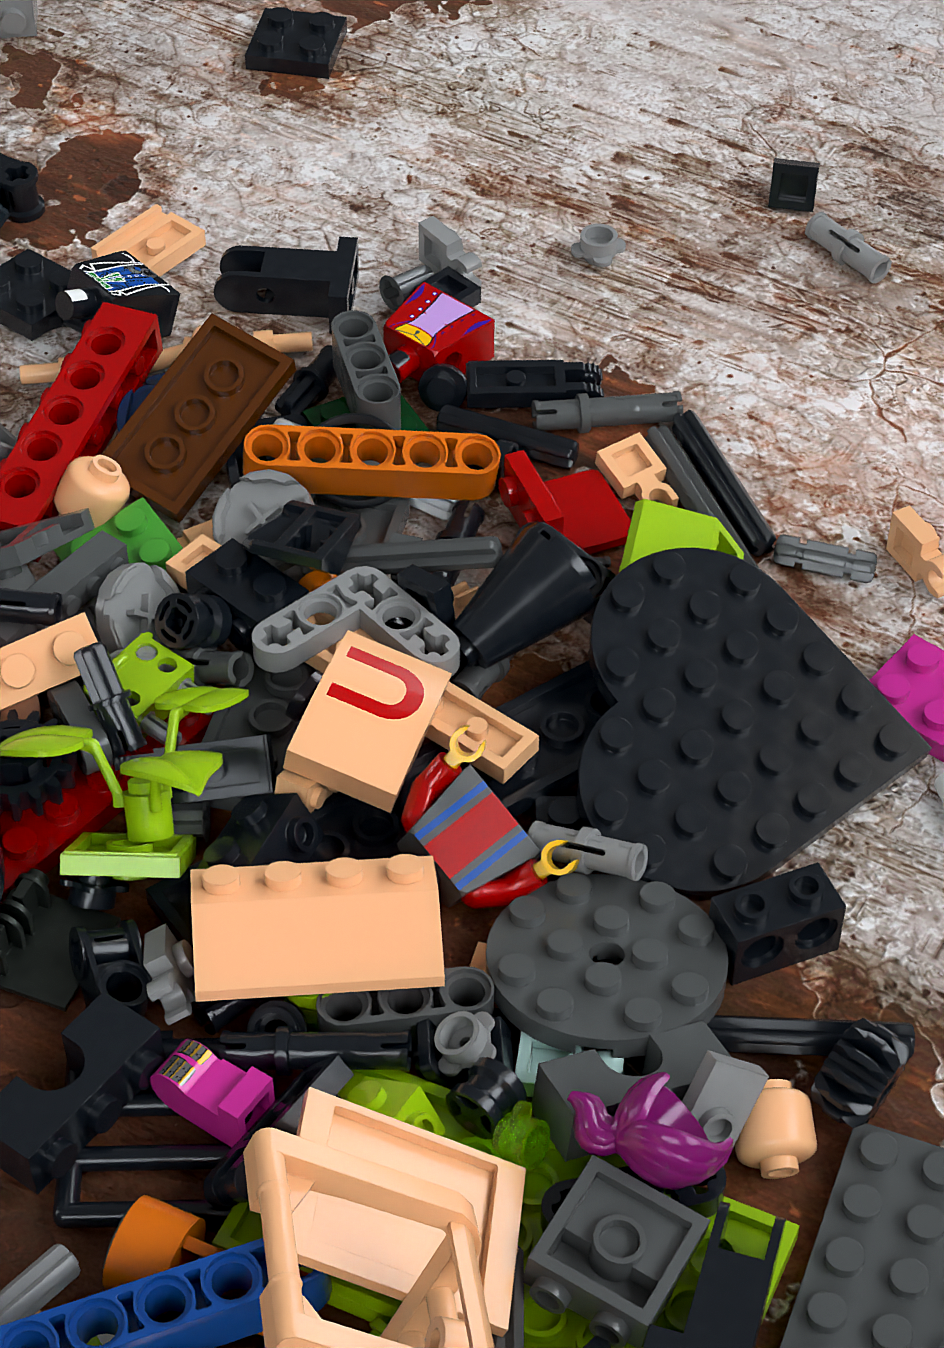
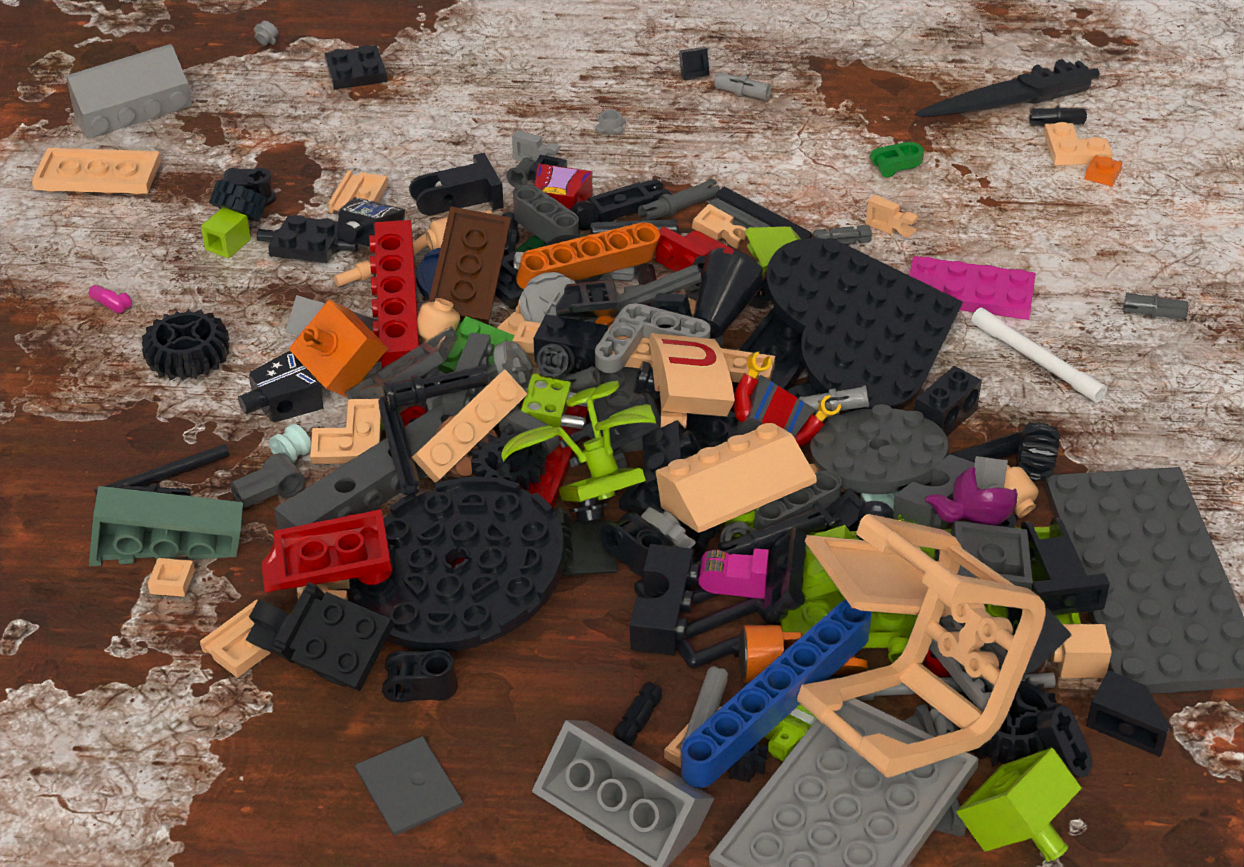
camera: 25 degrees left, 5 degrees down
(109, 698) = (544, 406): black axle -> none
(463, 1040) = (837, 499): light grey plate -> none

